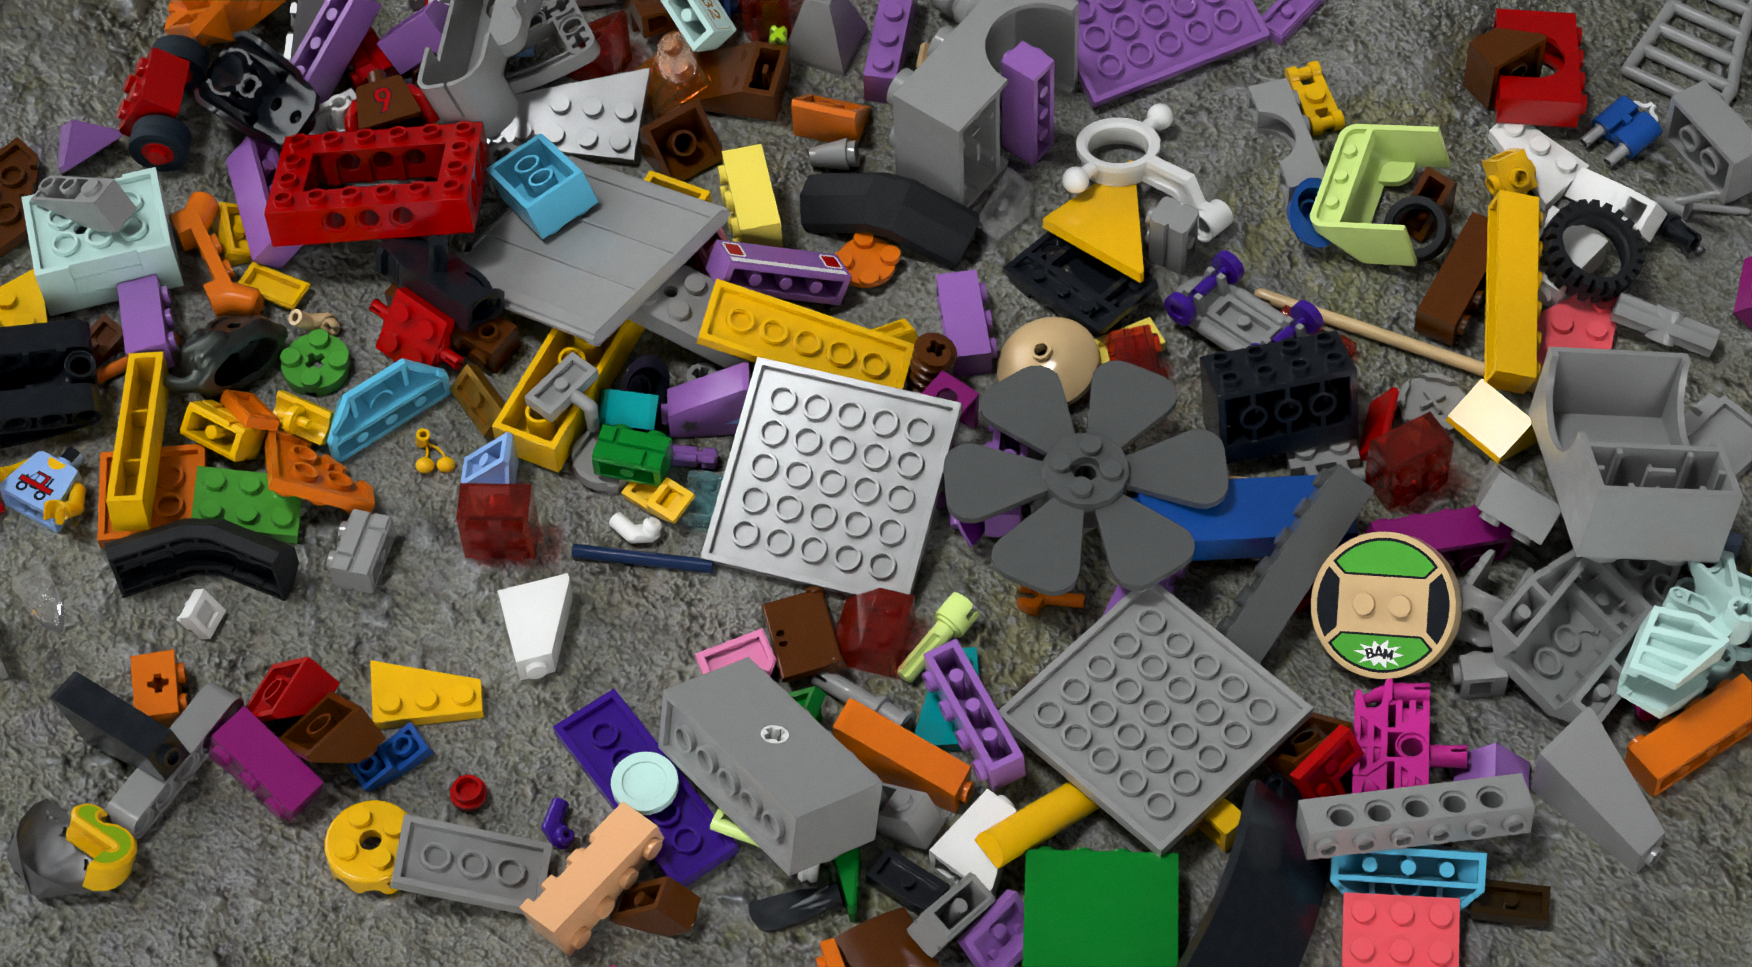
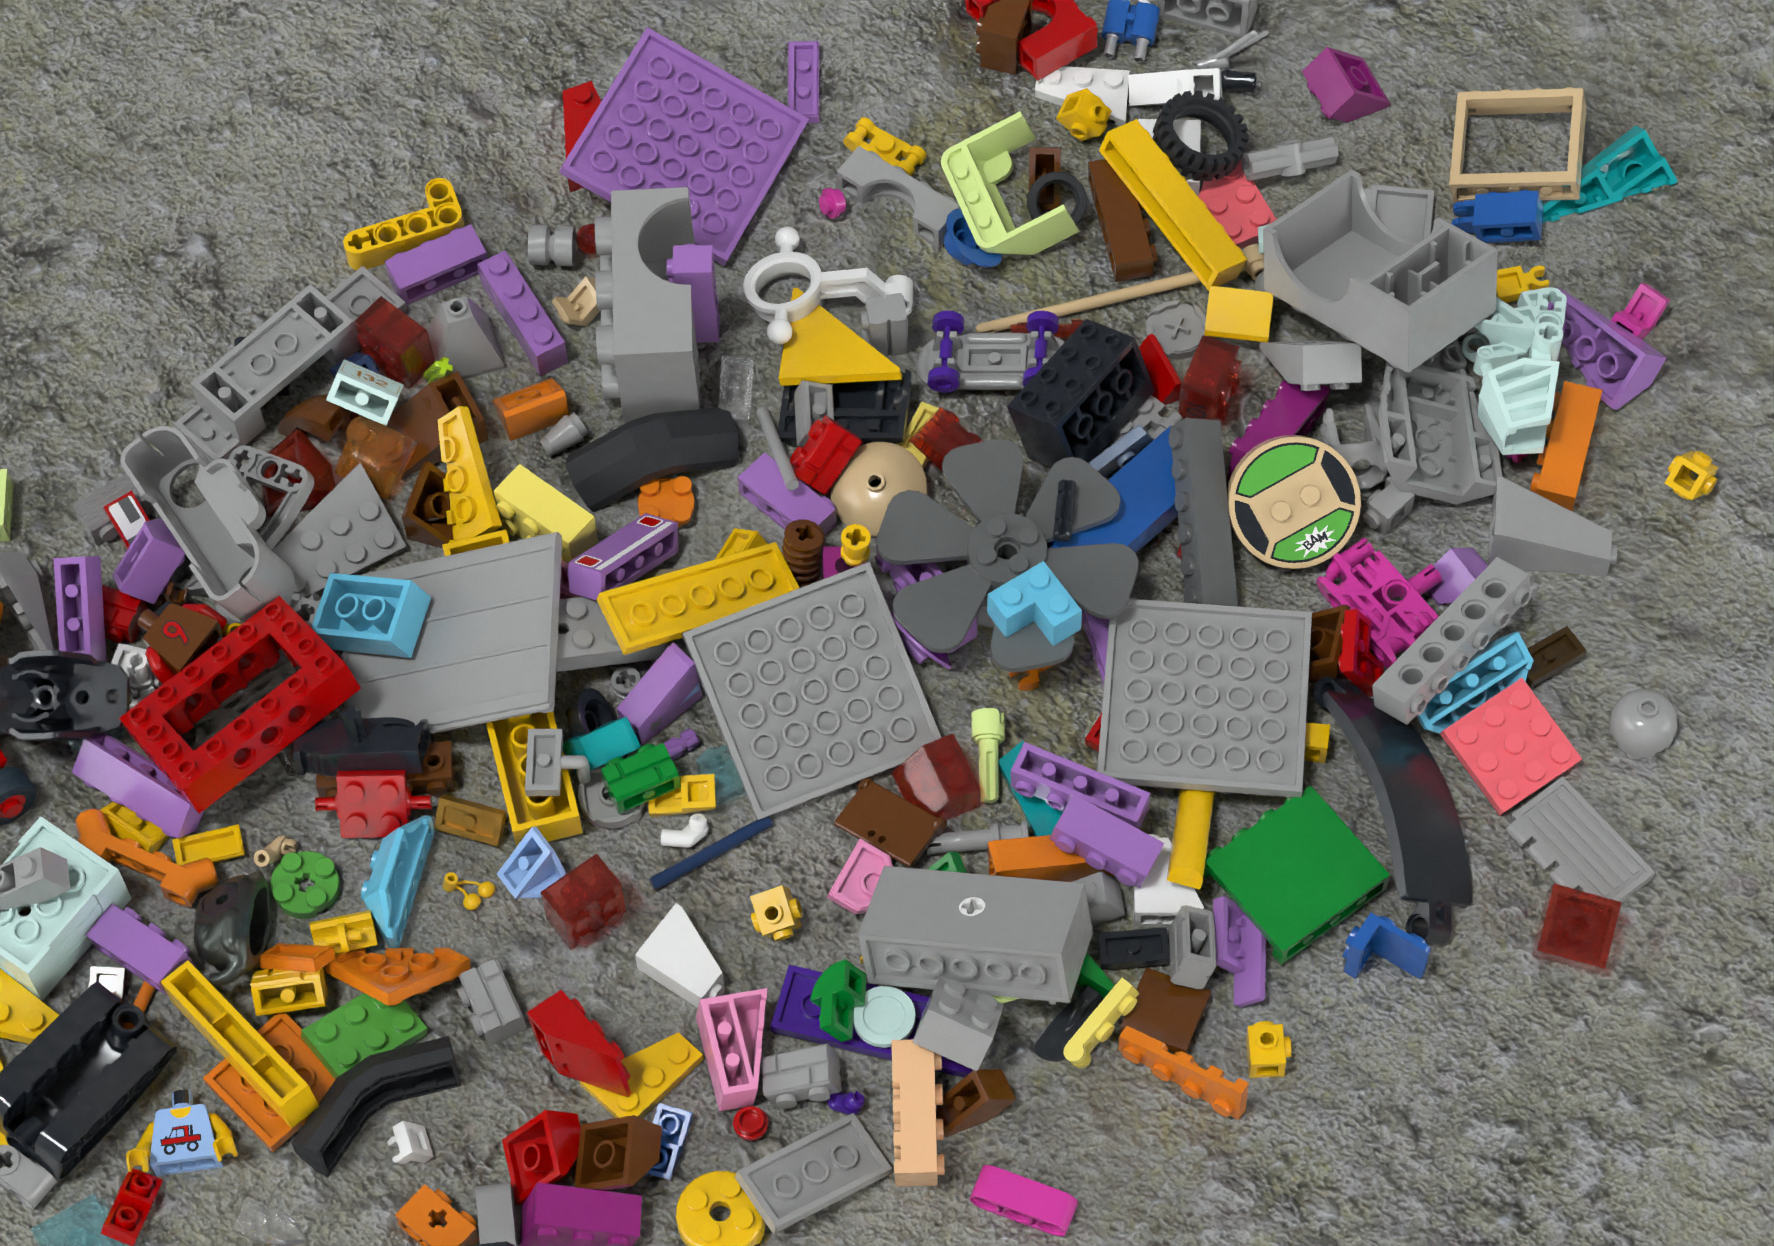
camera: 40 degrees left, 5 degrees up
(384, 623) = (578, 1045): none -> red slope
(508, 719) = (732, 1043): none -> bright pink wedge
(536, 782) = (801, 1075): none -> light grey brick
(617, 737) = (837, 994): none -> green brick
(641, 639) = (767, 906): none -> yellow brick
(686, 827) = (958, 1023): none -> light grey brick
(717, 130) = (466, 479): none -> yellow wing
(815, 920) = (1100, 1023): none -> light yellow plate
(950, 770) = (1106, 841): none -> medium lavender brick
(965, 382) = (855, 535): none -> yellow bush
(989, 273) = (777, 448): none -> light grey bar
(1021, 302) = (824, 454): none -> red brick
(1048, 266) = (811, 404): none -> light grey slope
(1059, 520) = (1035, 598): none -> medium azure brick
(1163, 470) = (1064, 510): none -> black axle
(1226, 112) = (832, 202): none -> dark pink plate
(1279, 464) = (1122, 451): none -> sand blue plate

